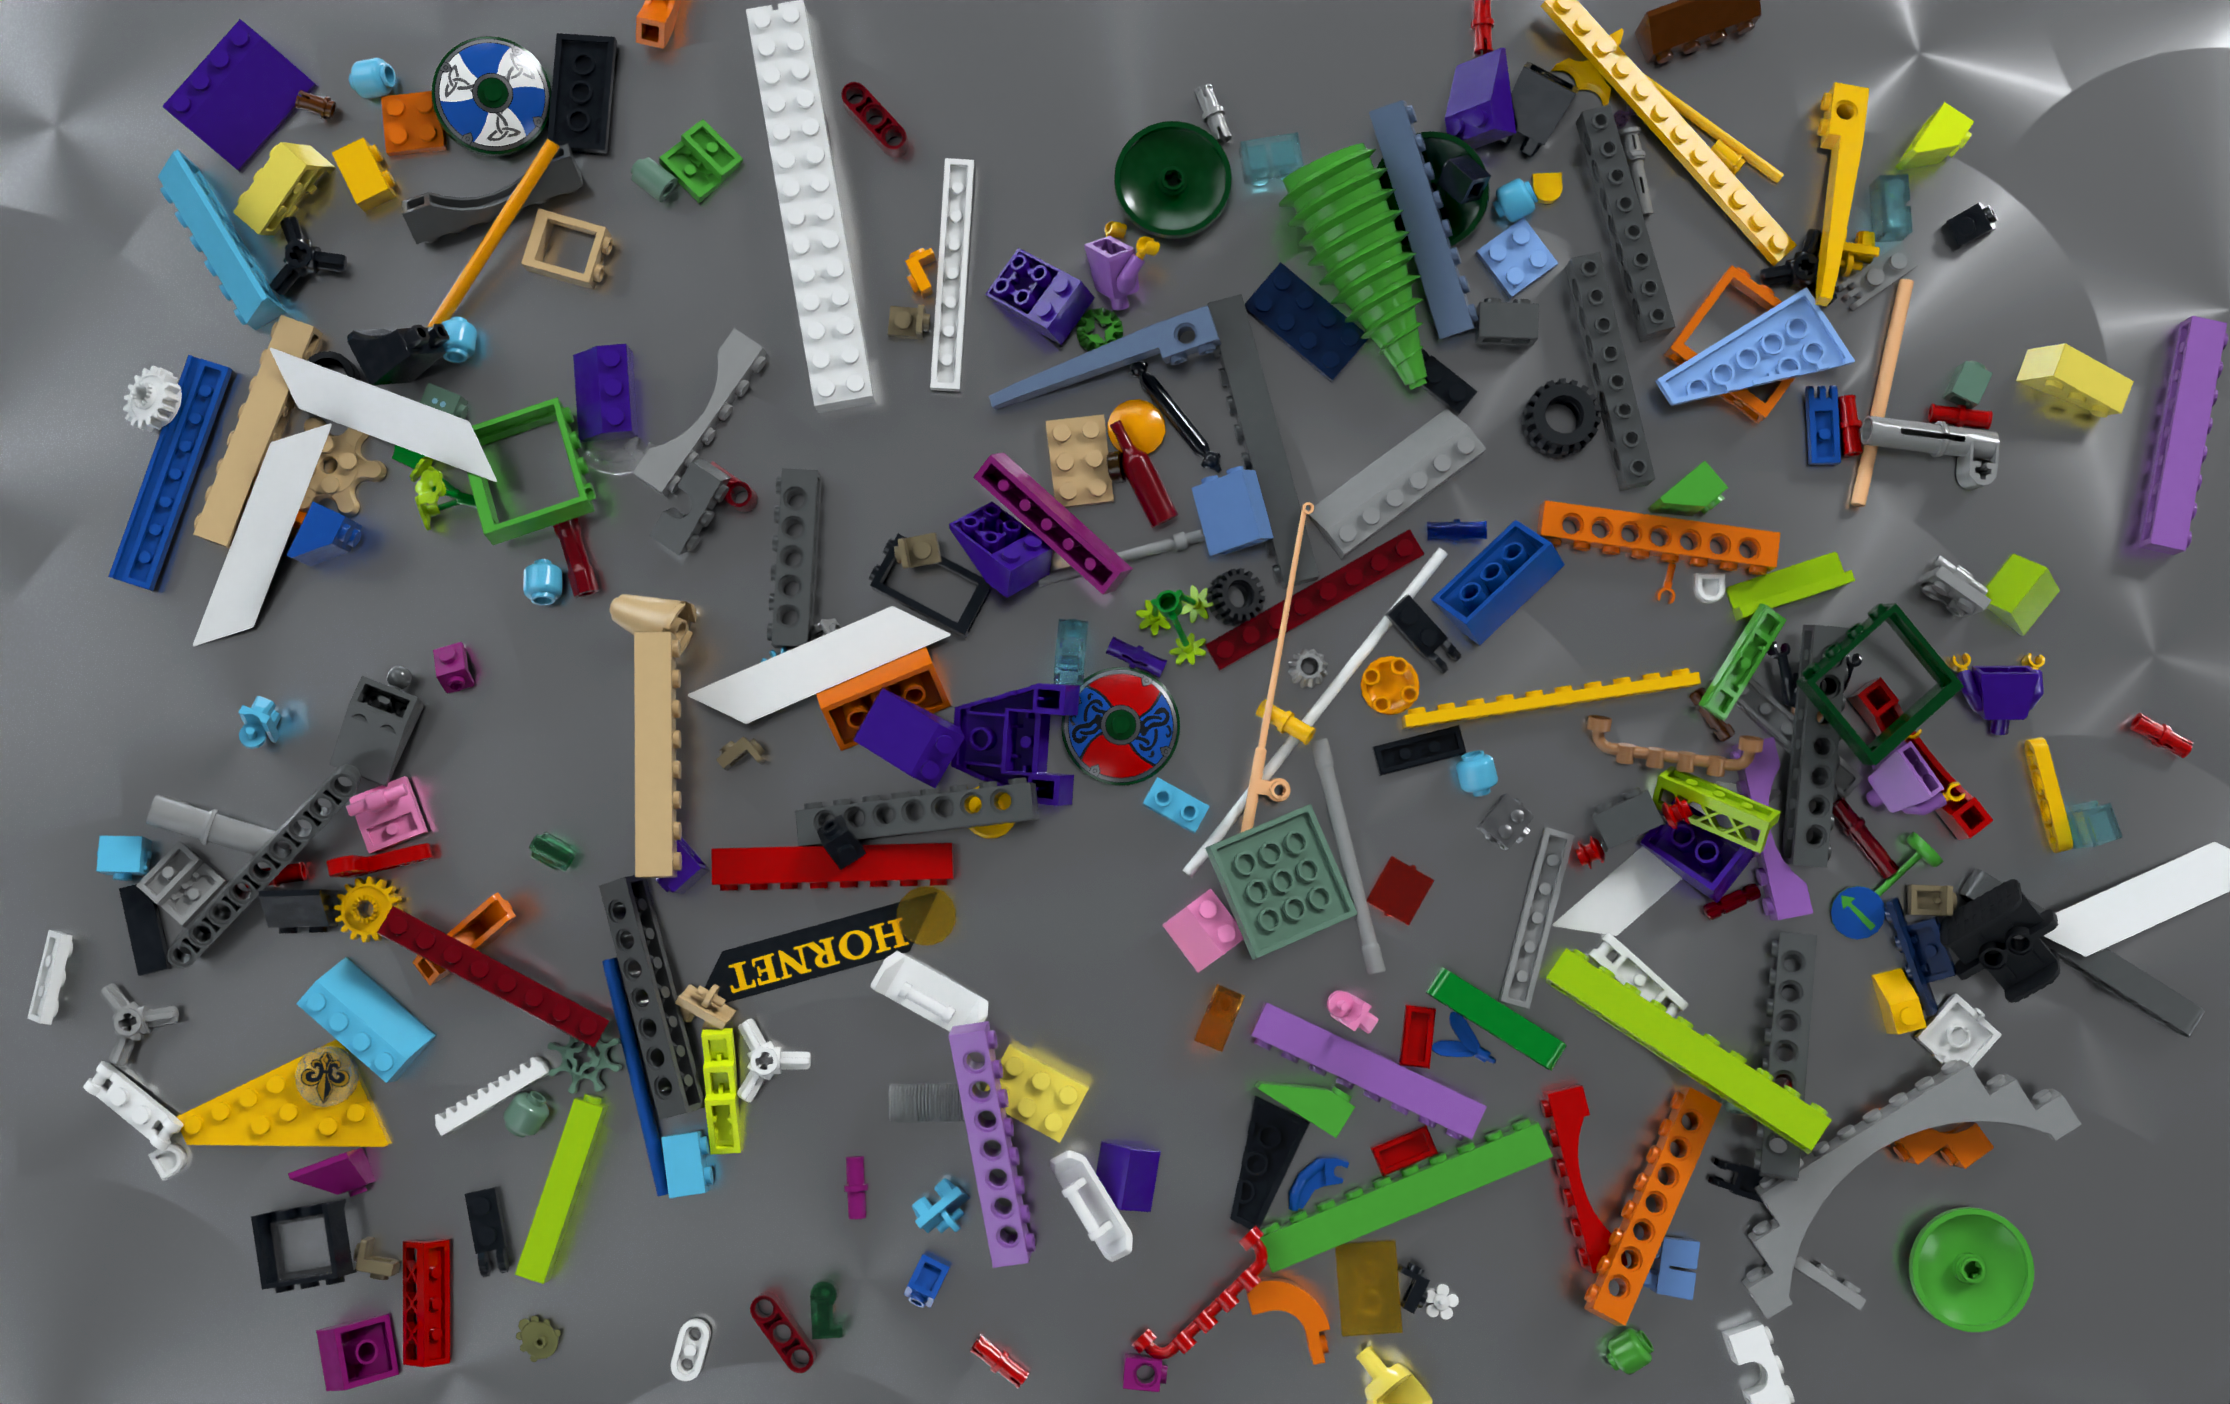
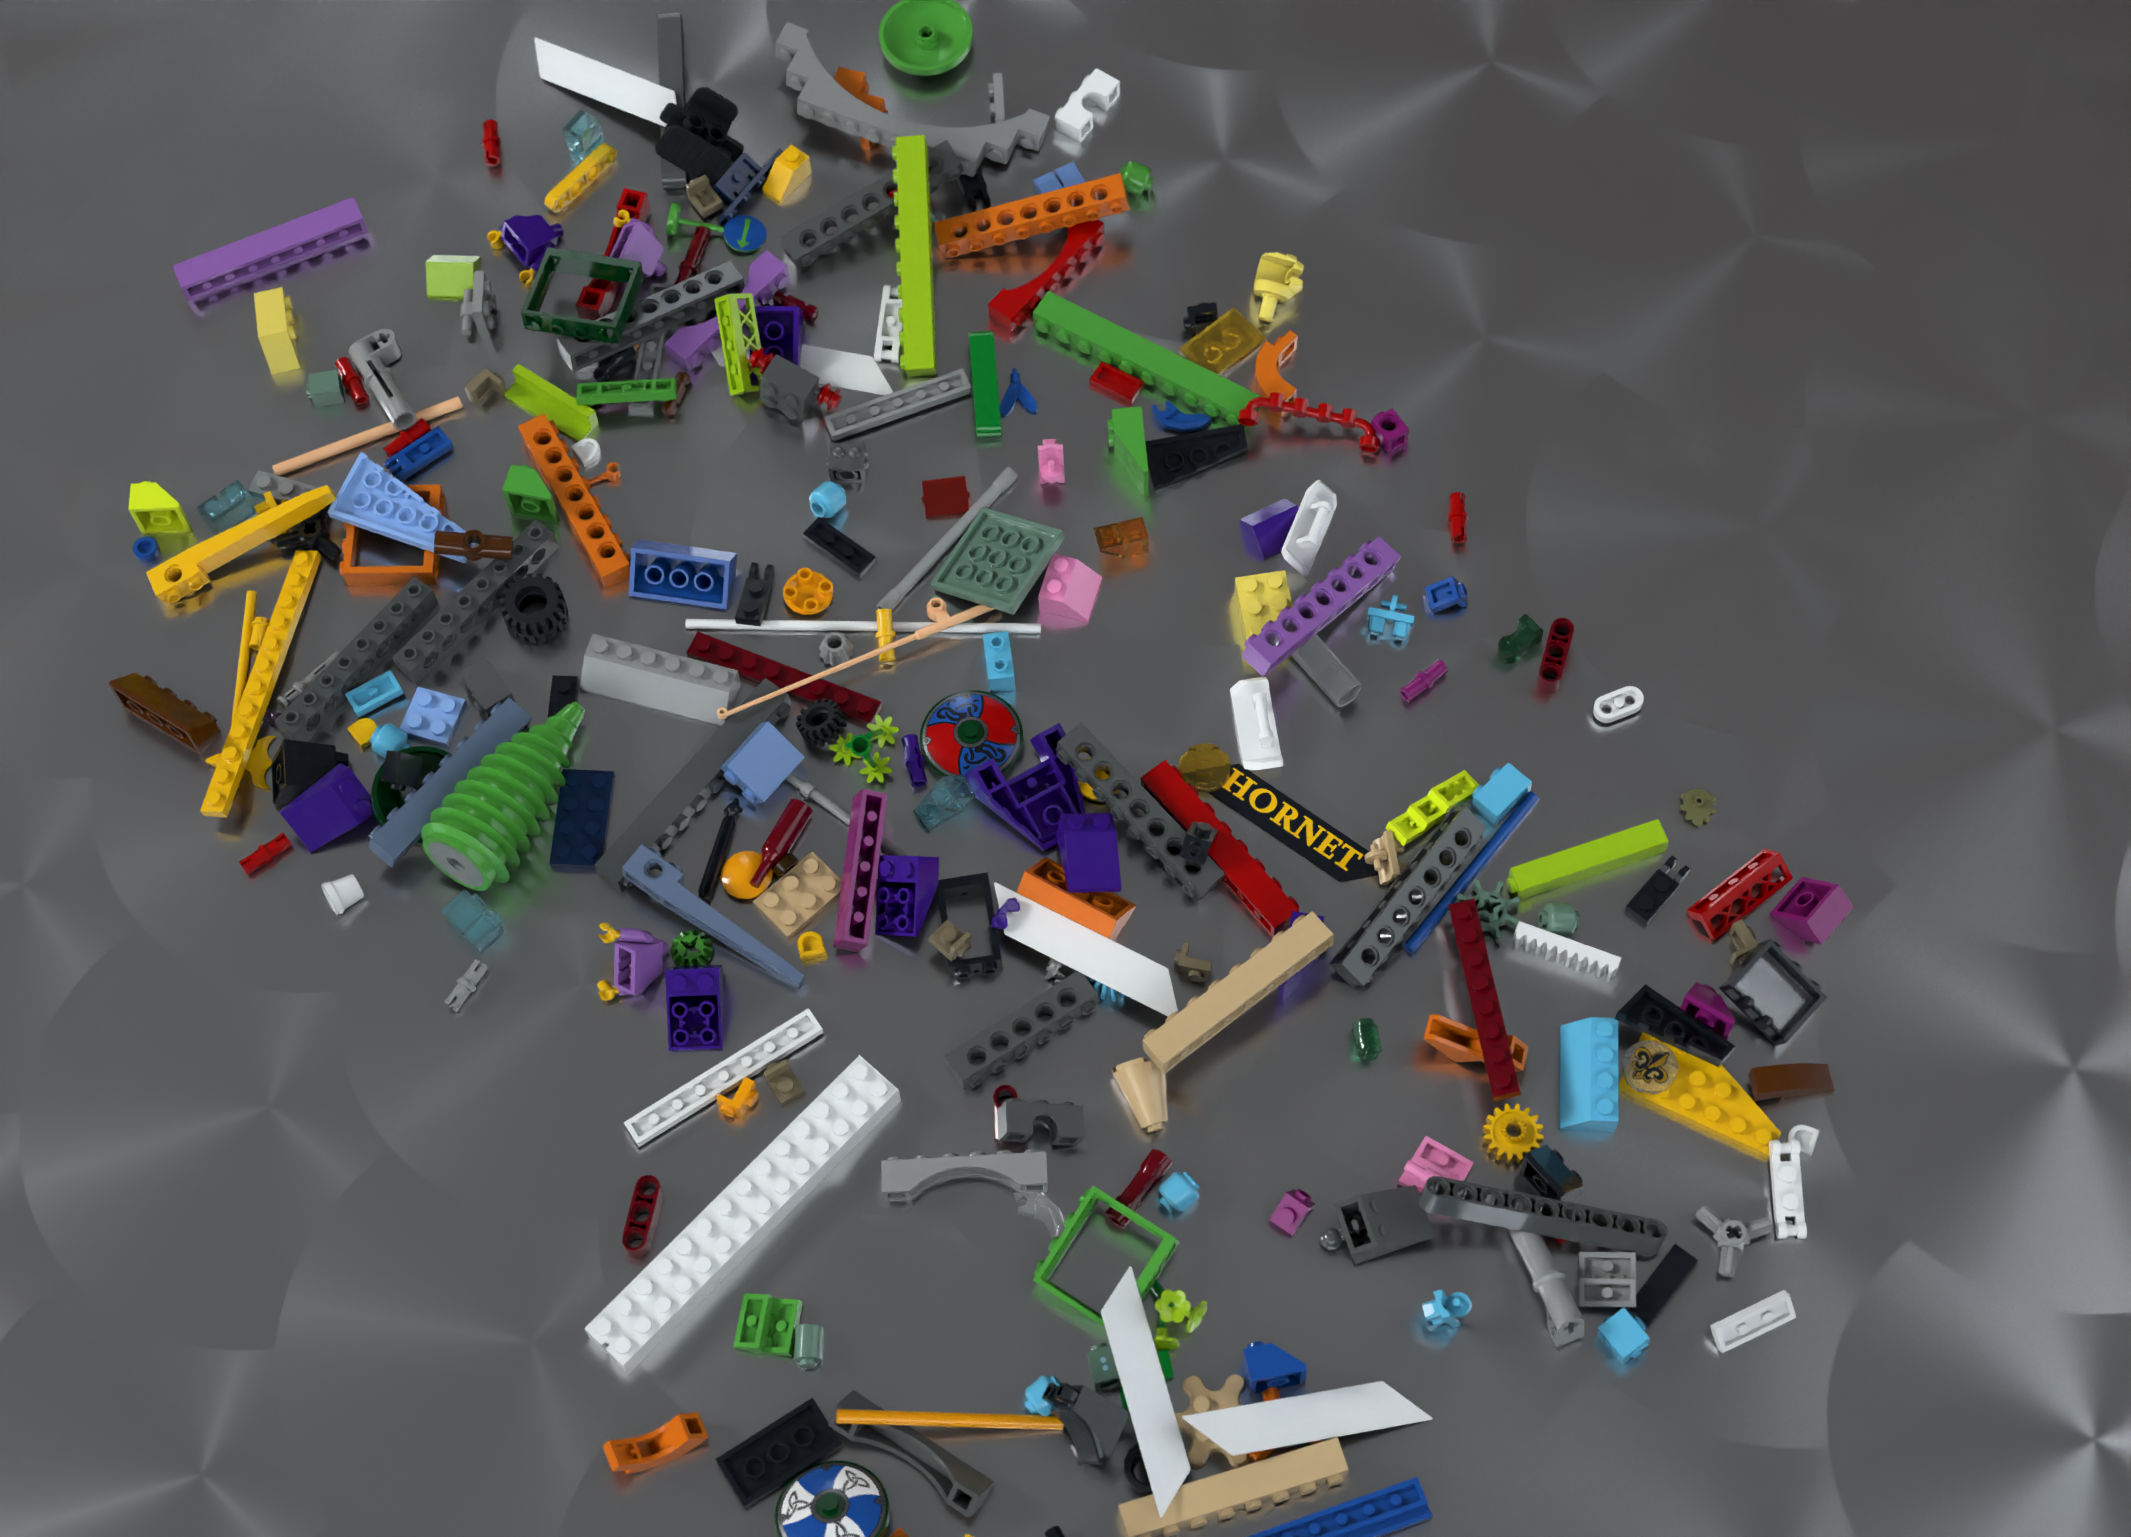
camera: 120 degrees left, 20 degrees down
(222, 1192) = (1790, 1080): none -> reddish brown slope
(347, 1126) = (1669, 1023): none -> black wing
(357, 866) = (1487, 1155): red beam -> none
(539, 241) = (921, 1393): tan window -> none
(605, 393) = (1002, 1255): dark purple slope -> none
(781, 1060) = (1387, 803): white bush -> none
(911, 627) = (1000, 919): none -> dark purple piece
(1023, 436) = (811, 946): none -> yellow tile
(1172, 179) = (539, 972): dark green dish -> none
(1367, 1070) = (1082, 434): medium lavender brick -> none
(1386, 62) = (342, 893): none -> white piece
(1417, 1036) = (1035, 423): red tile -> none
(1441, 1302) = (1195, 299): white plant -> none
(1457, 530) = (664, 622): clear blue pin -> none
(1563, 696) = (746, 494): yellow plate -> none
(1580, 219) = (374, 693): none -> medium azure plate
(1672, 378) = (489, 545): none -> reddish brown piece
(1685, 760) = (721, 384): medium nougat bar -> none
(1860, 533) = (483, 384): none -> dark tan bracket
(1903, 112) = (146, 549): none -> blue tile
(1957, 1033) = (780, 130): white plate -> none
(1972, 223) = (203, 456): black bracket -> none

